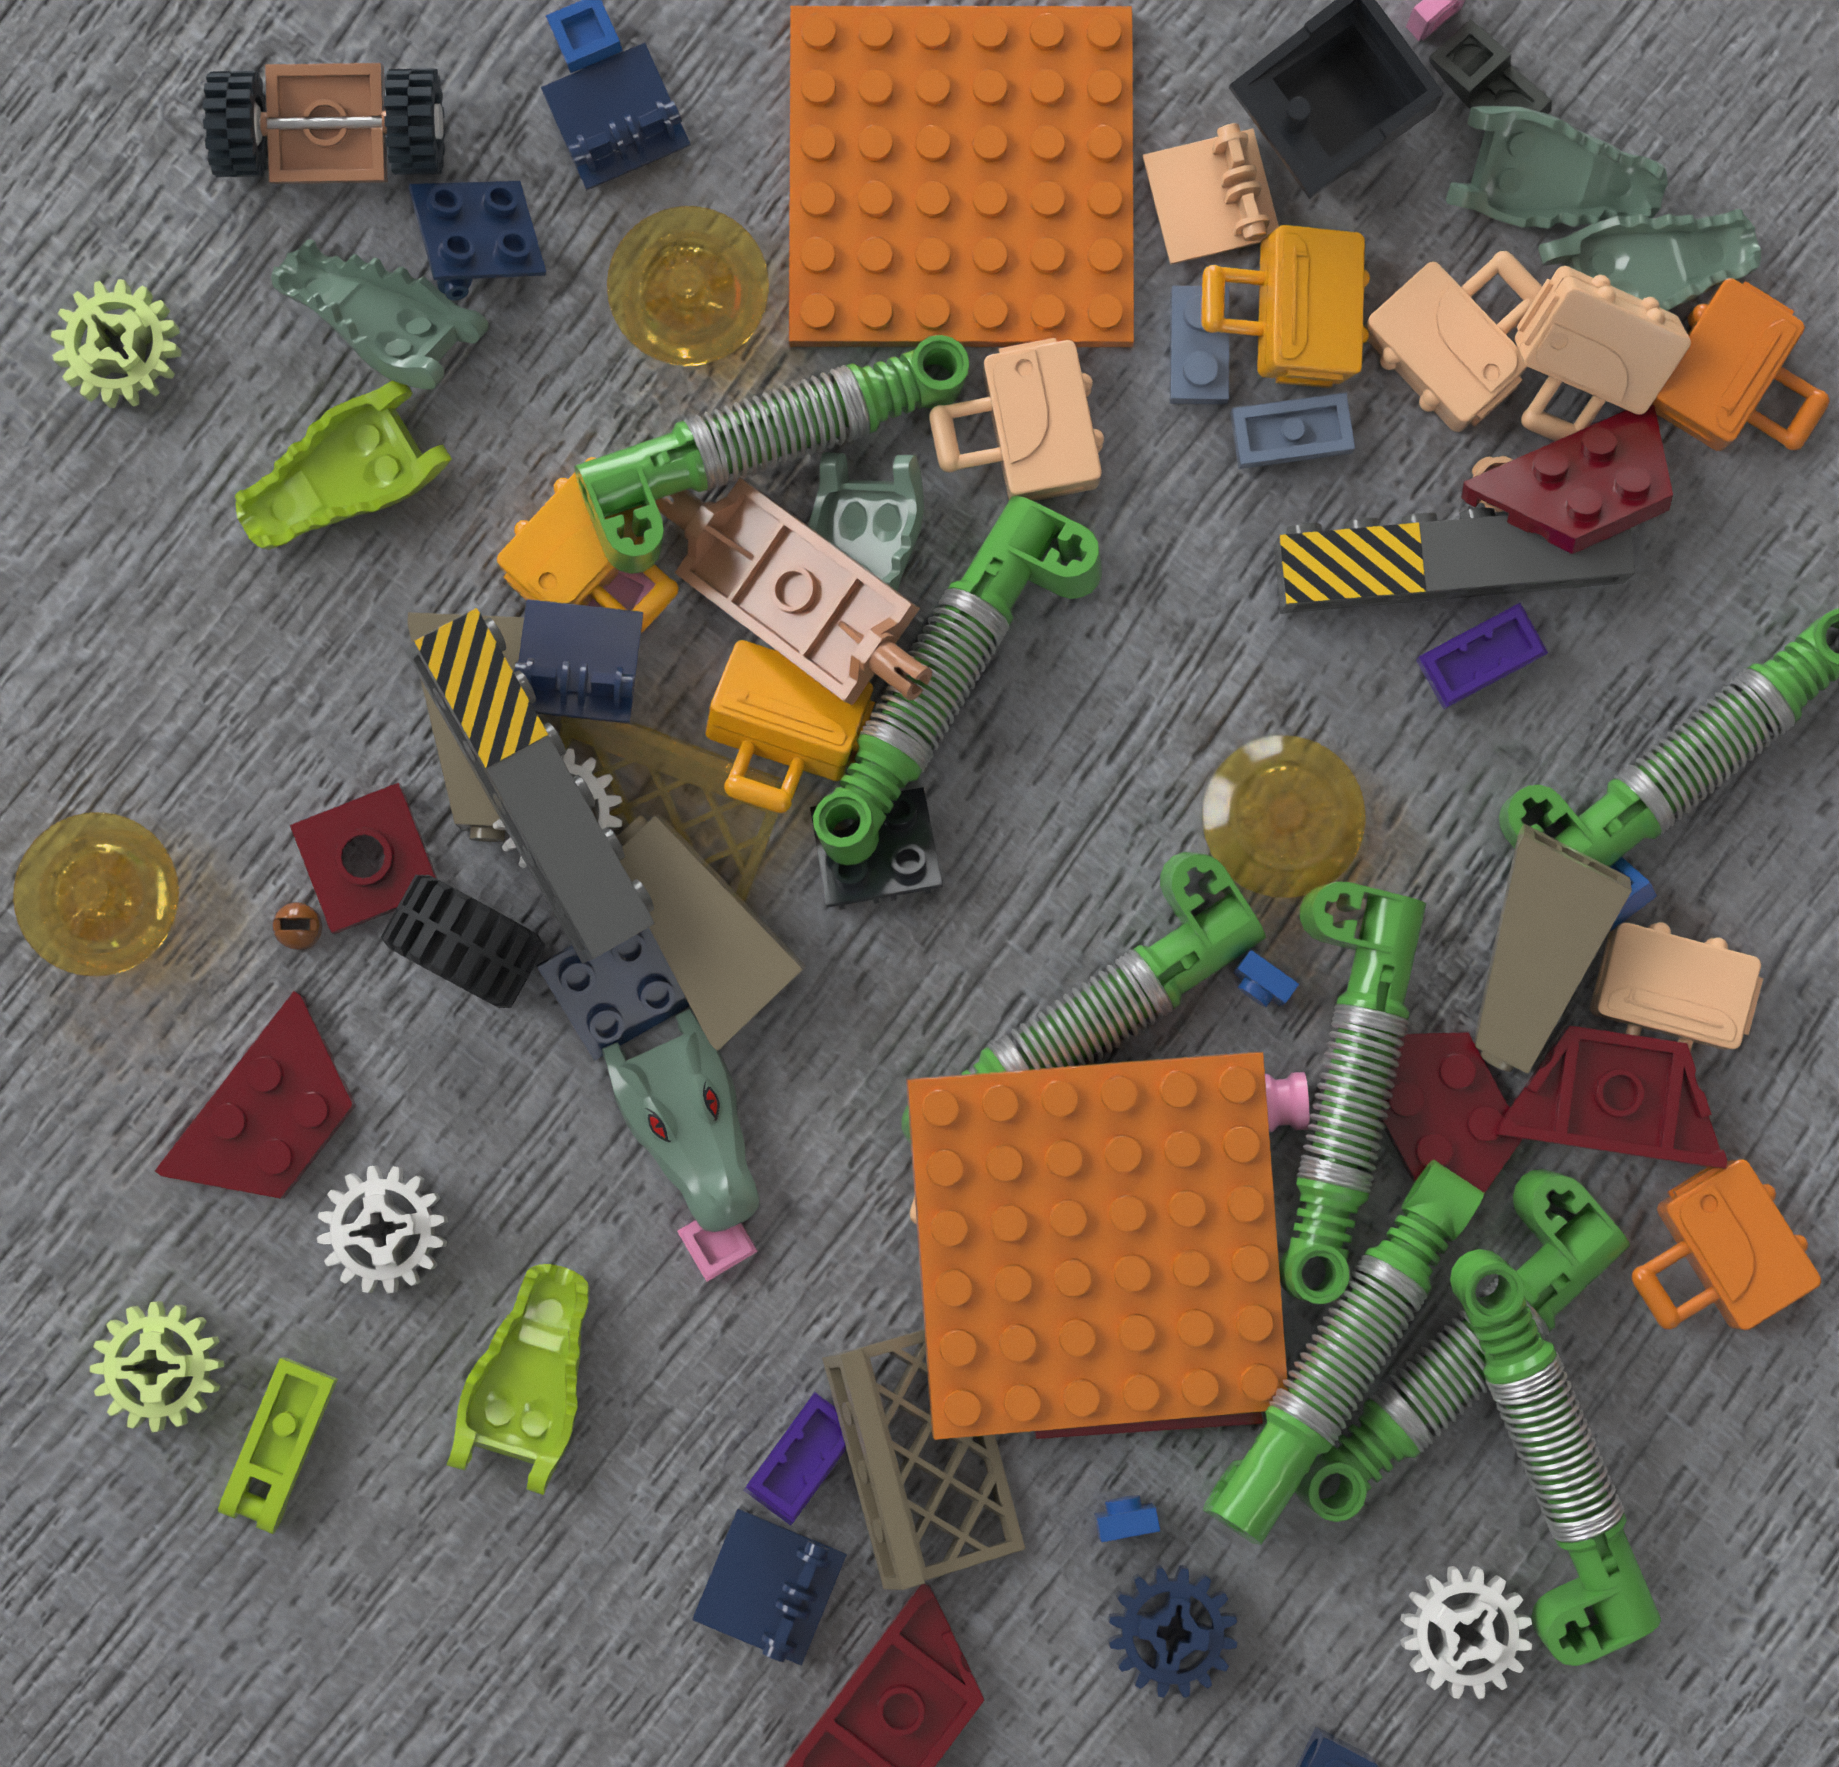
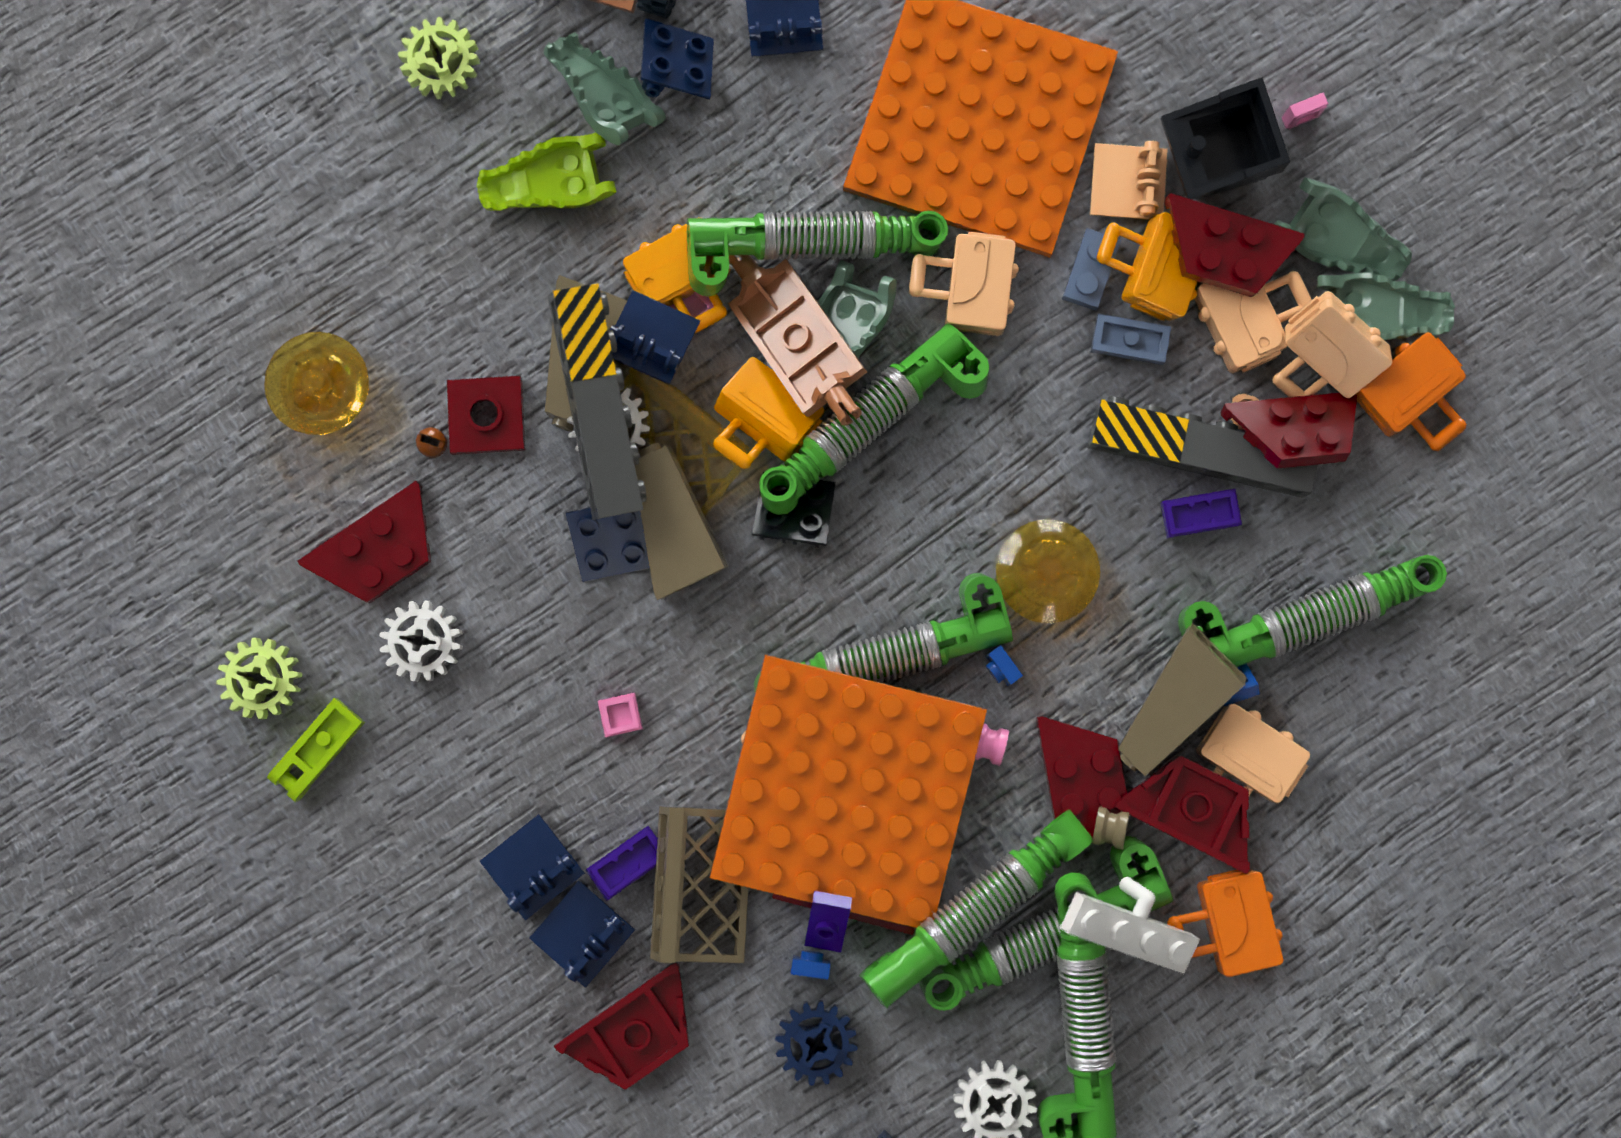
camera: 20 degrees right, 0 degrees up
(463, 941) = (525, 483): black tyre -> none
(525, 1384) = (475, 762): lime animal -> none
(661, 1512) = (531, 867): none -> dark blue hinge
(686, 1116) = (626, 634): sand green animal -> none
(688, 285) = (792, 133): clear yellow wheel -> none
(1130, 1445) = (828, 921): none -> dark purple plate
(1368, 1025) = (1050, 728): bright green piece -> none
(1391, 246) = (1227, 246): none -> dark red wing
(1482, 72) = (1319, 158): pearl dark grey slope -> none
(1503, 1167) = (1110, 828): none -> dark tan wheel
(1582, 1309) = (1130, 931): none -> white plate

